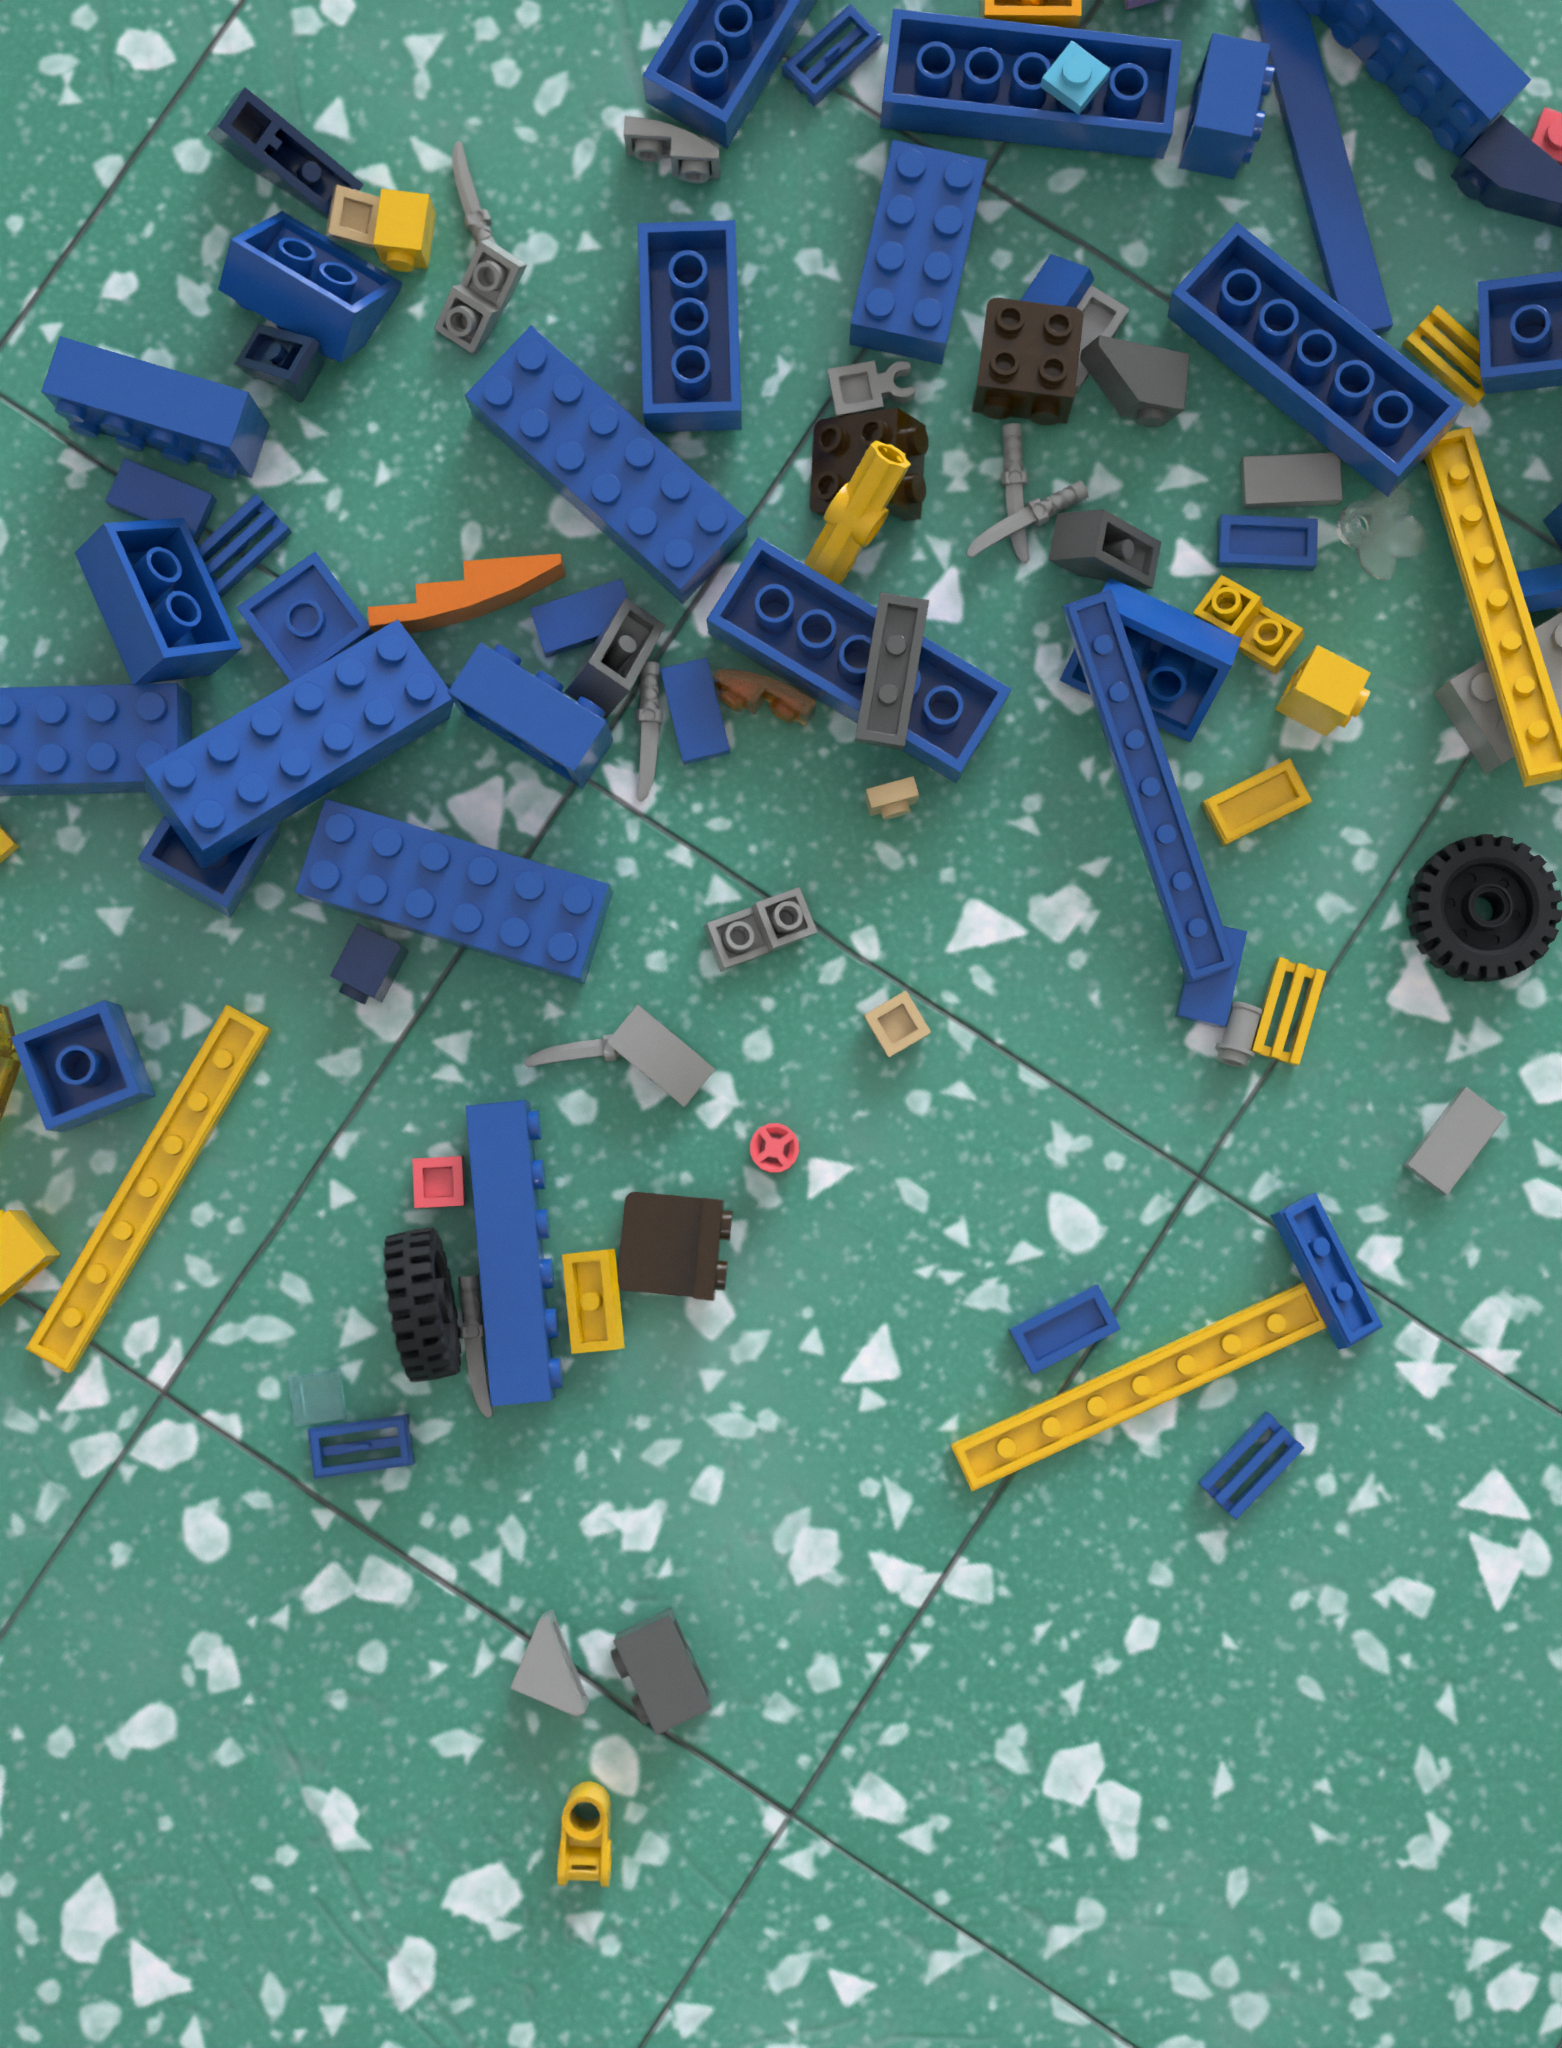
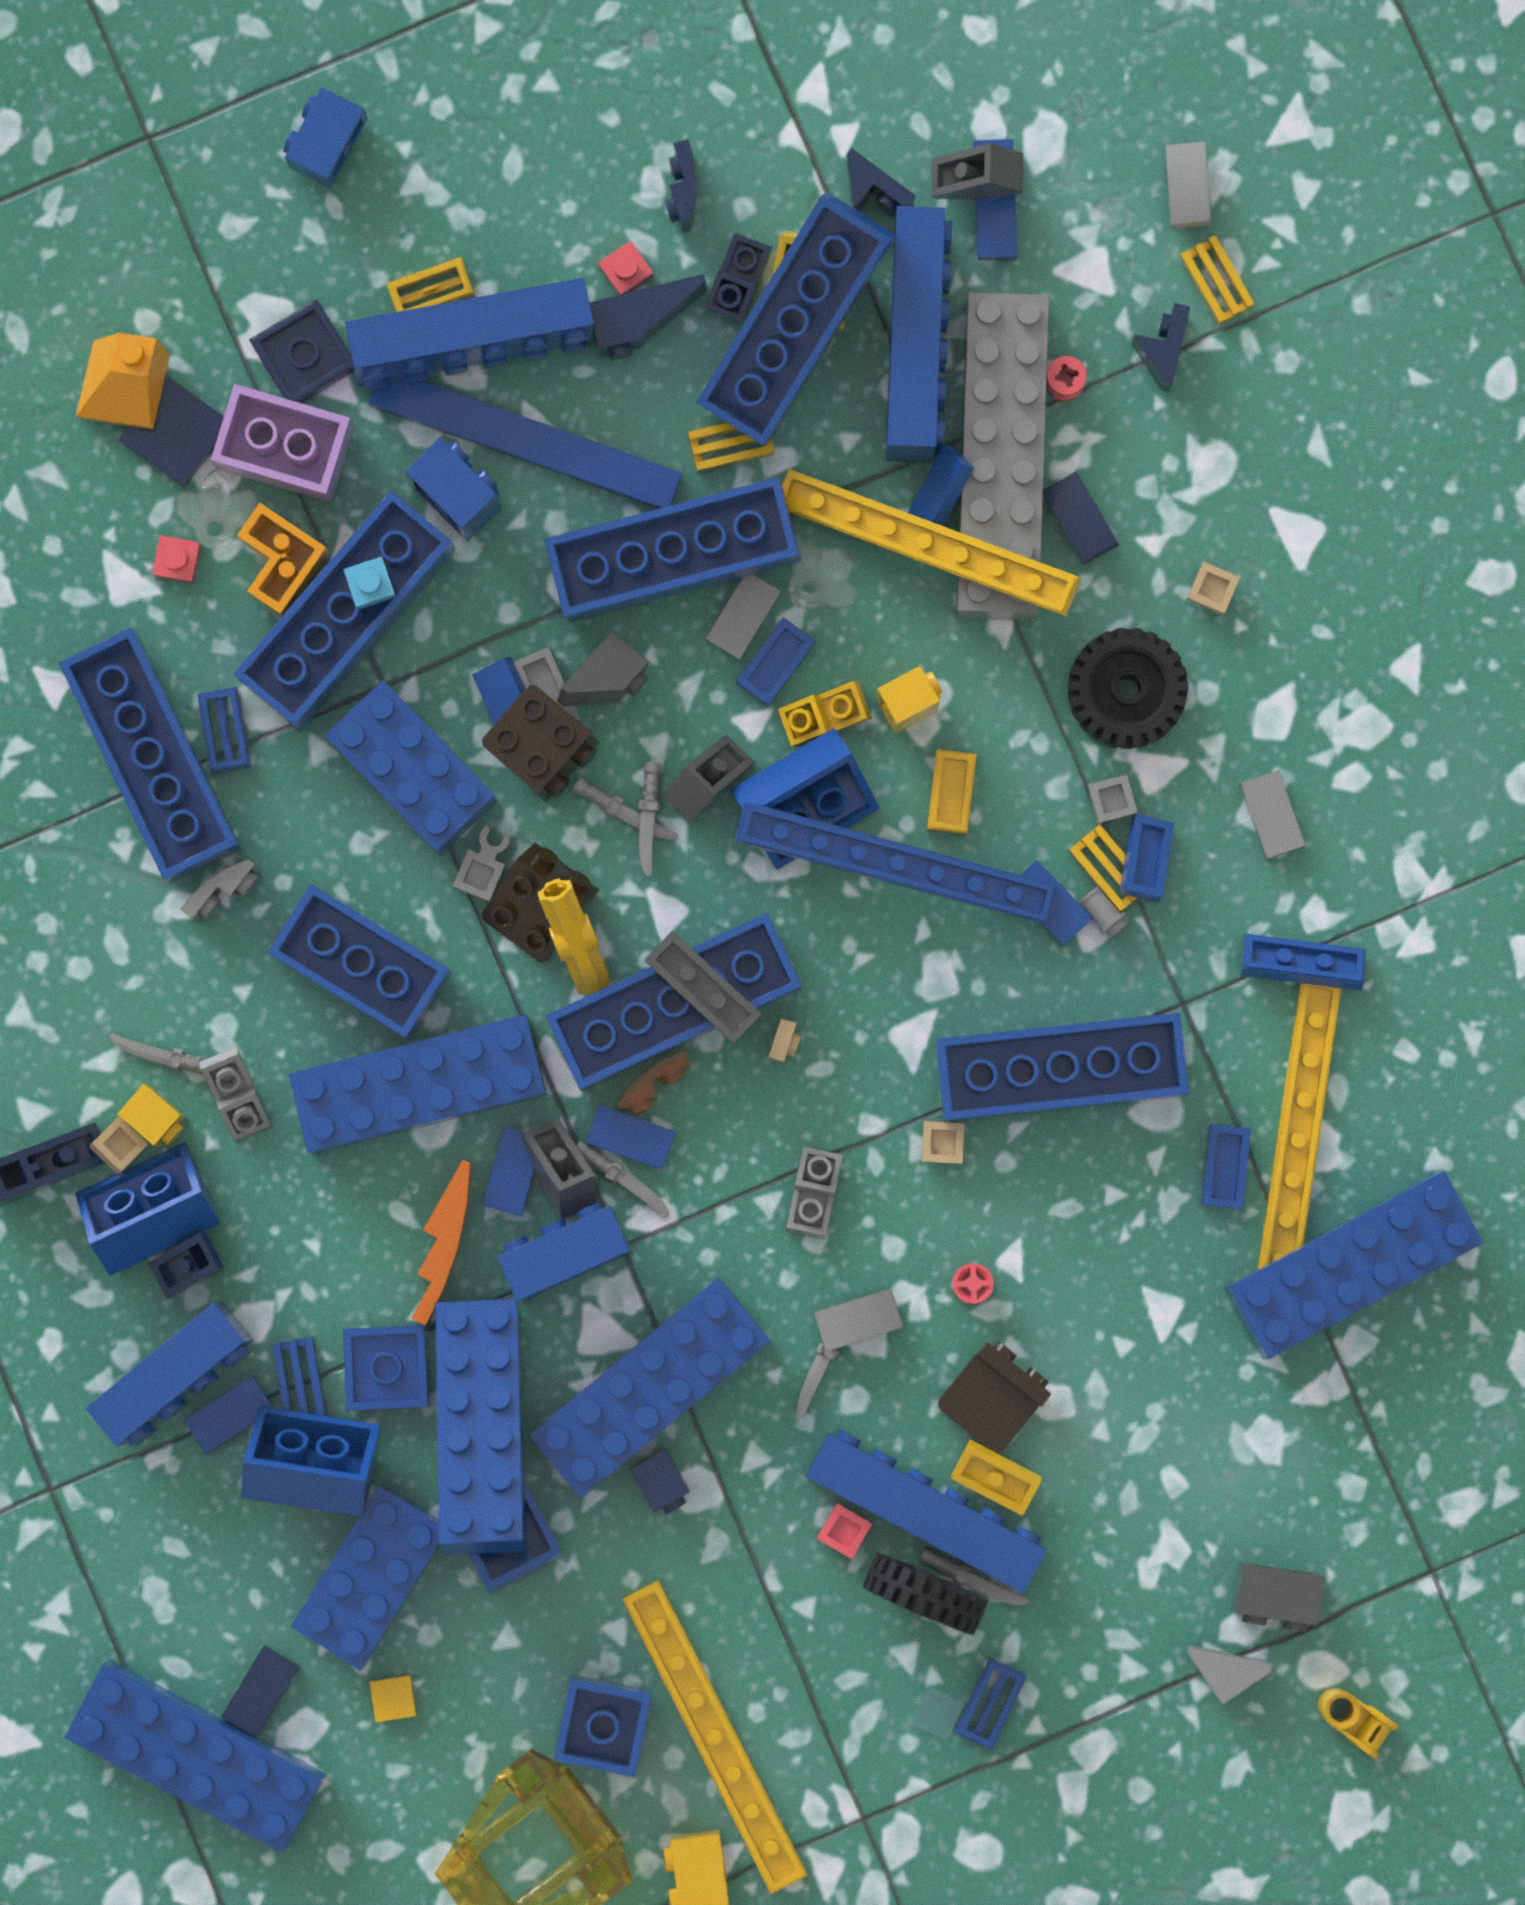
camera: 55 degrees left, 0 degrees up
(1053, 1528) = (1353, 1265): none -> blue brick
(1055, 1093) = (1061, 1067): none -> blue brick
(1268, 1475) = (1415, 1096): blue tile -> none
(1324, 1041) = (1146, 858): none -> blue tile
(1360, 967) = (1112, 799): none -> light grey plate

